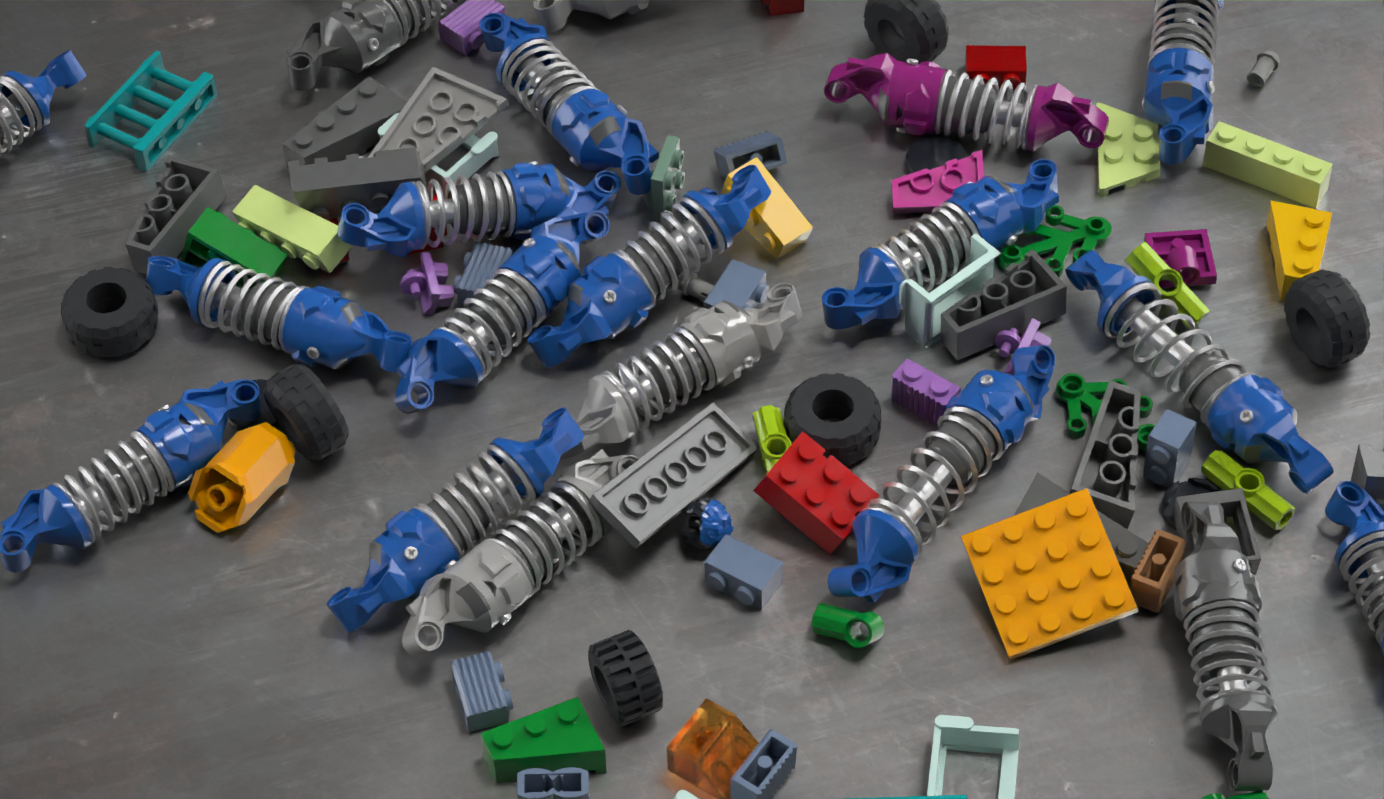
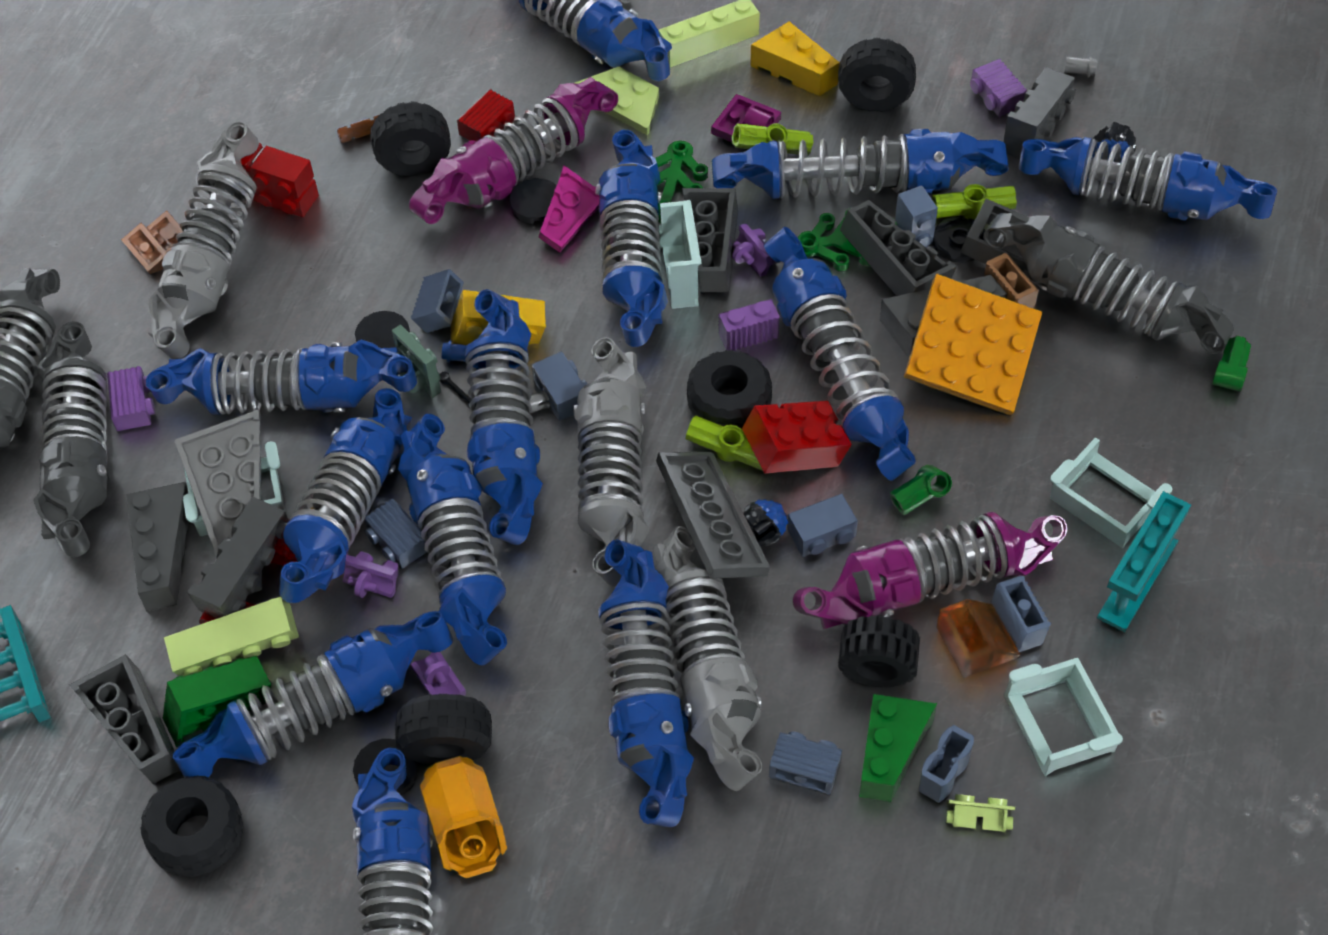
camera: 55 degrees left, 5 degrees up
(360, 389) = (437, 675): none -> medium lavender hips
(695, 140) = (378, 328): none -> black tile
(736, 655) = (907, 570): none -> magenta piece

